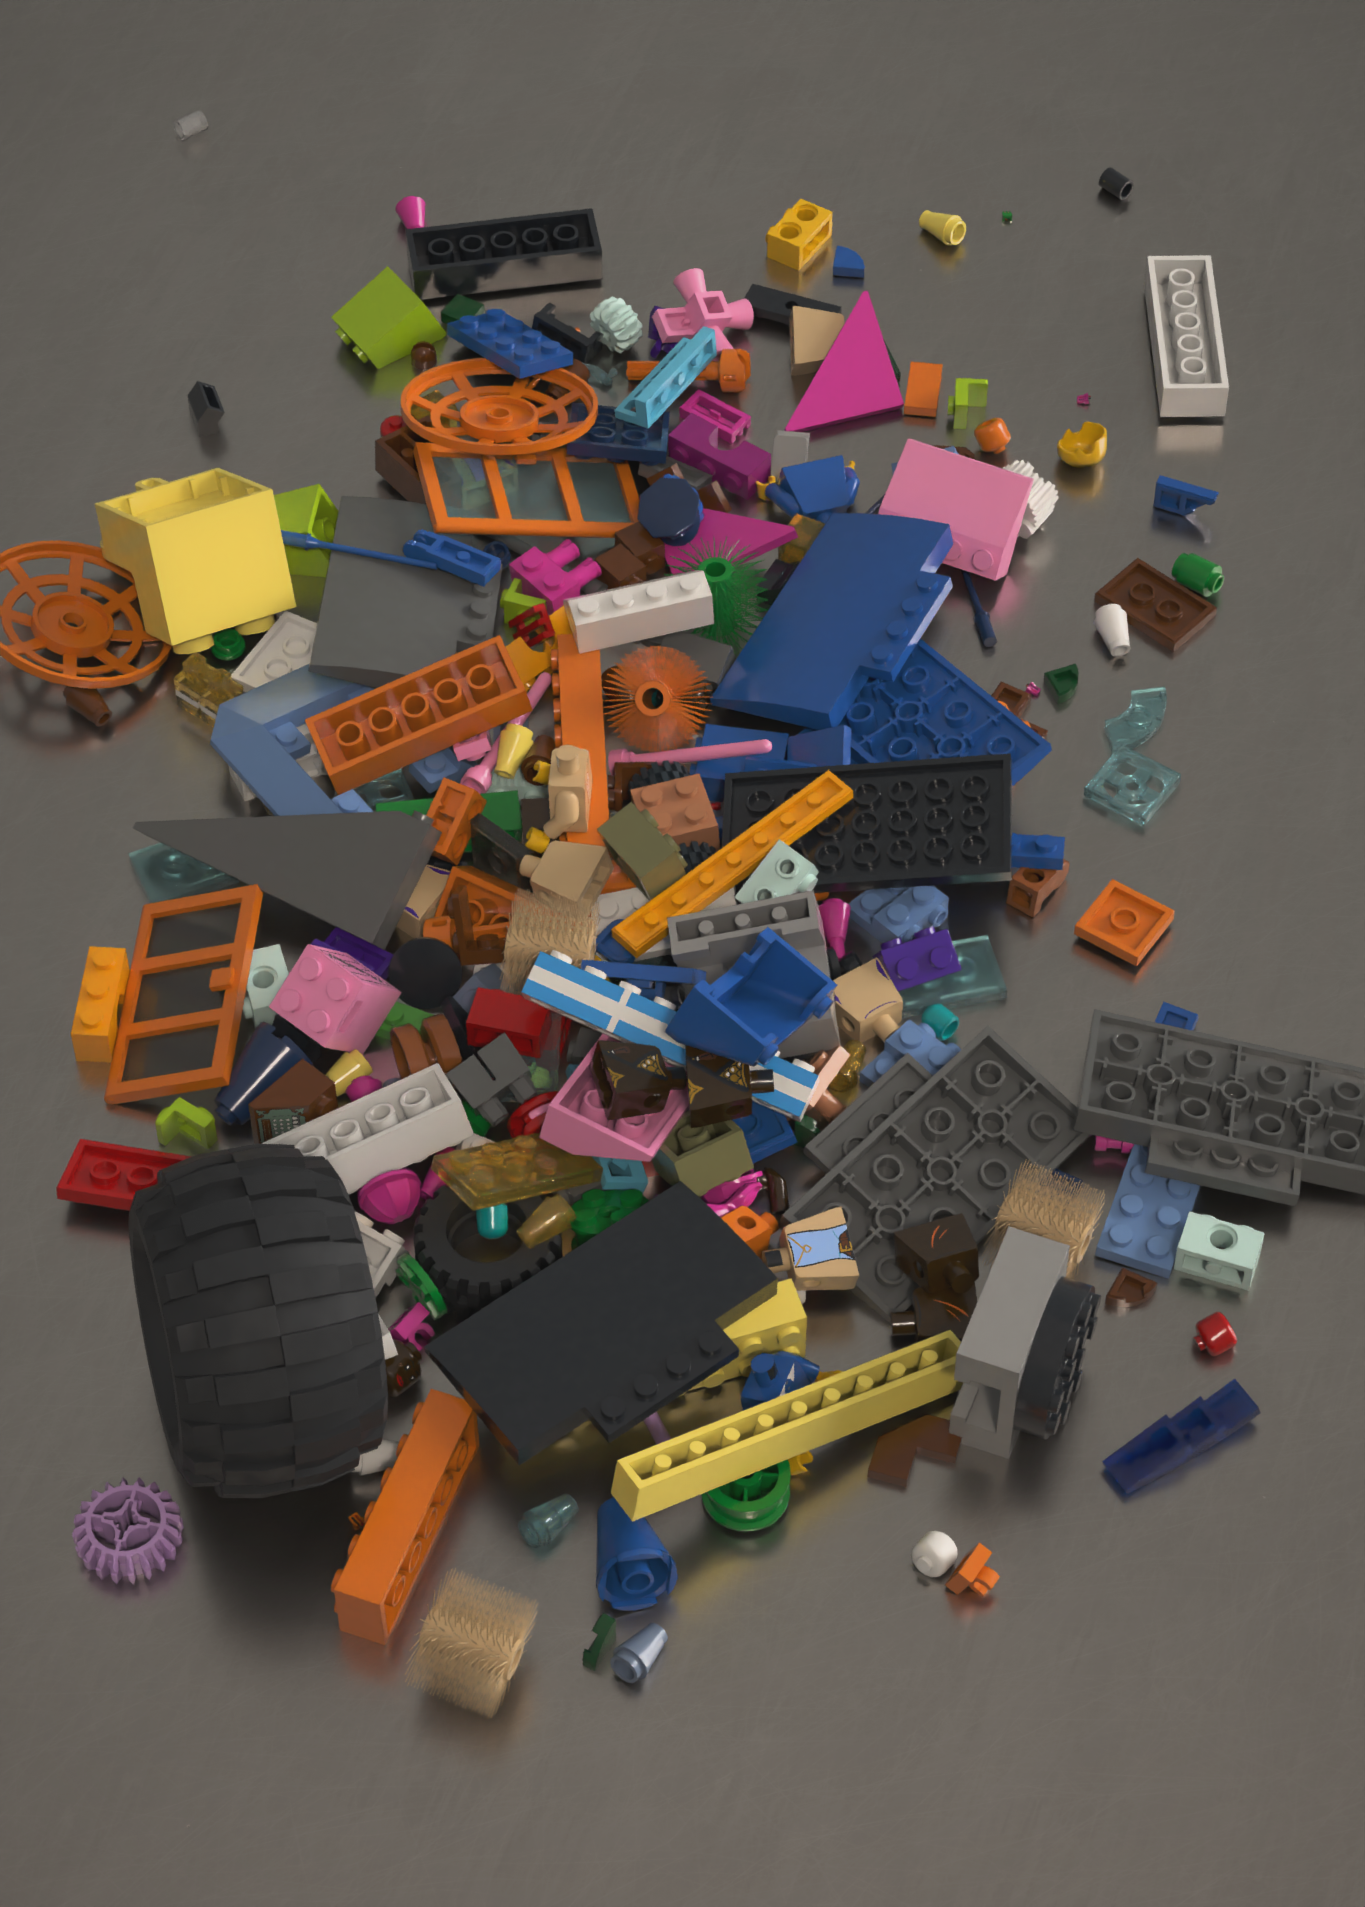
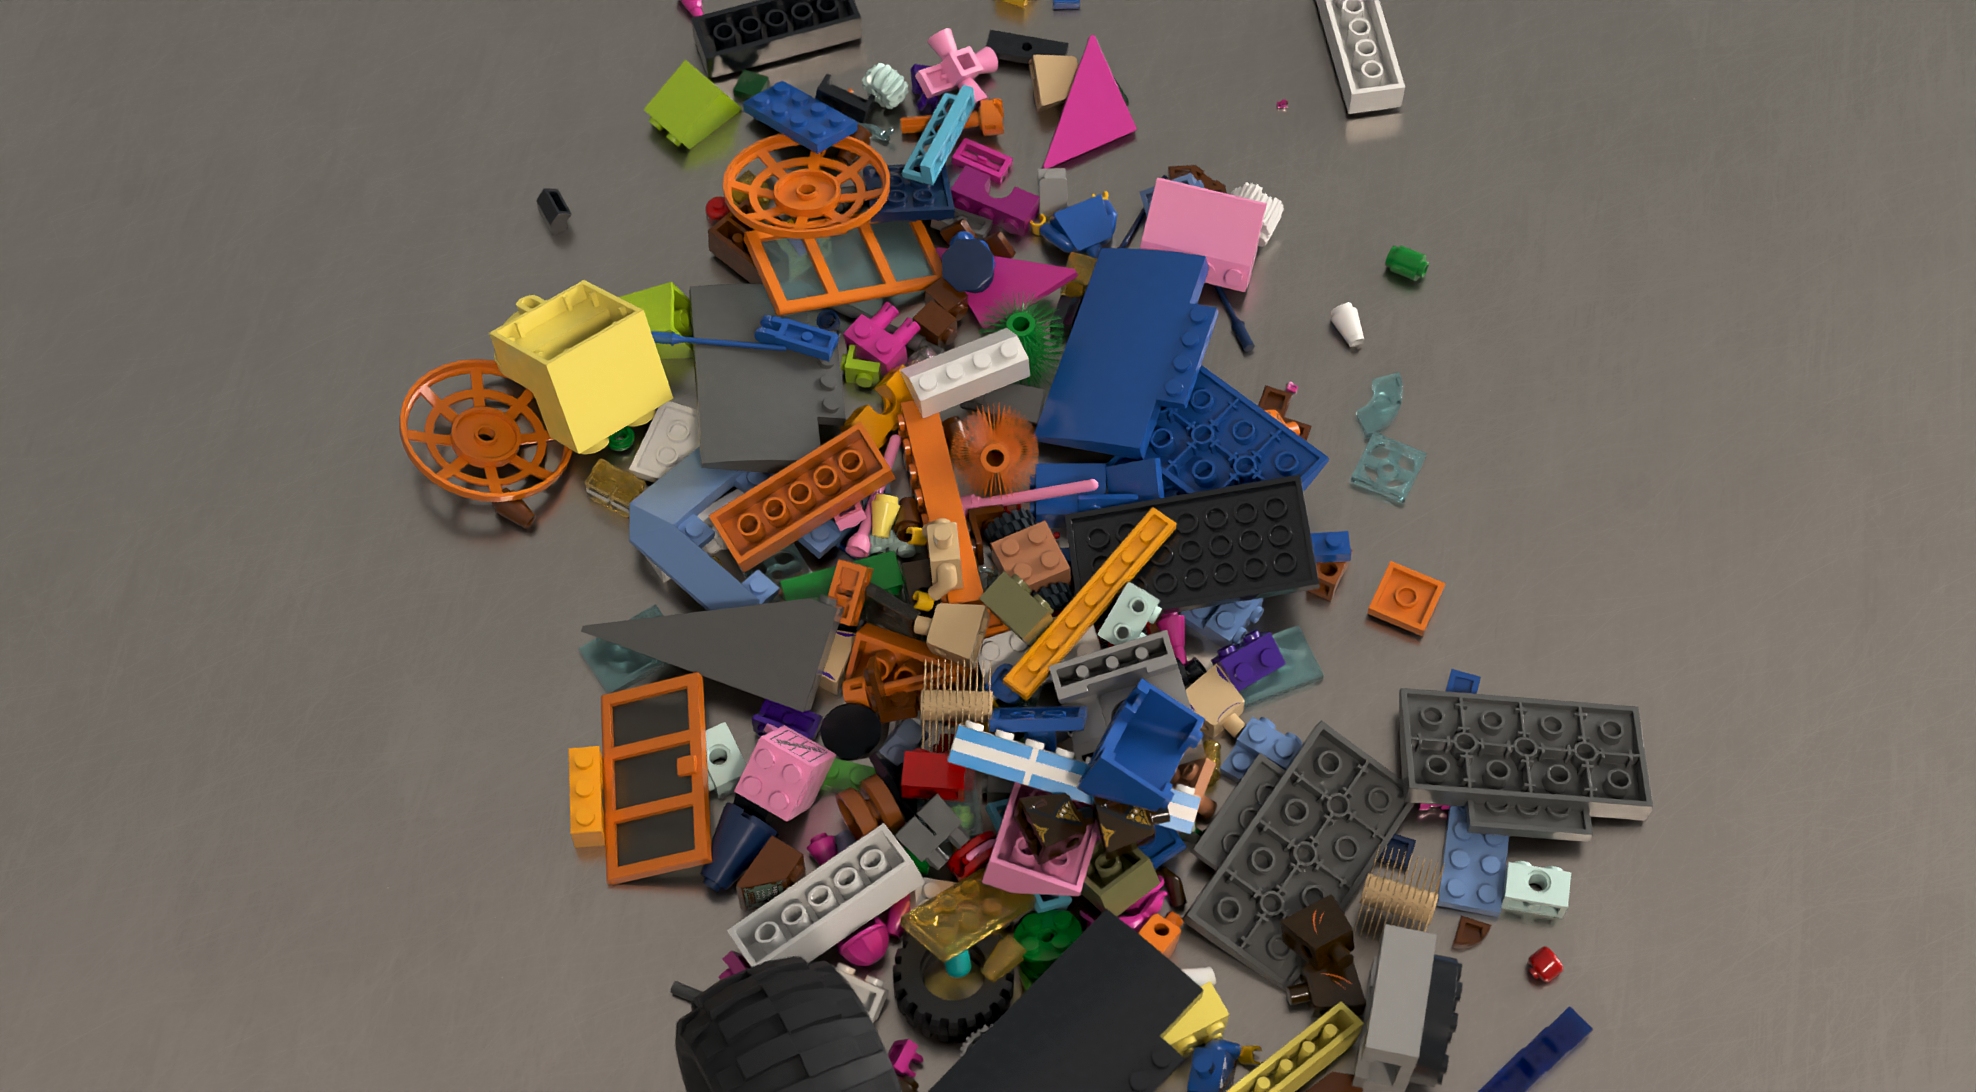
camera: 10 degrees left, 10 degrees up
(111, 1173) = (655, 956): red plate -> none
(189, 1120) = (686, 895): lime bracket -> none
(347, 1069) = (802, 830): light yellow cone -> none
(421, 1285) = (906, 1023): green wheel -> none
(423, 355) = (726, 133): reddish brown hinge -> none
(523, 631) = (867, 395): red tile -> none
(816, 1253) = (1220, 948): torso -> none
(923, 389) = (1149, 112): orange tile -> none
(941, 1021) = (1275, 711): teal piece -> none
(967, 394) = (1186, 115): lime bracket -> none
(992, 435) = (1216, 151): orange piece -> none
(1062, 682) = (1314, 378): dark green tile -> none
(1083, 447) = (1293, 152): yellow hair -> none
(1157, 604) = (1377, 294): reddish brown tile -> none
(1181, 496) = (1381, 191): blue tile -> none

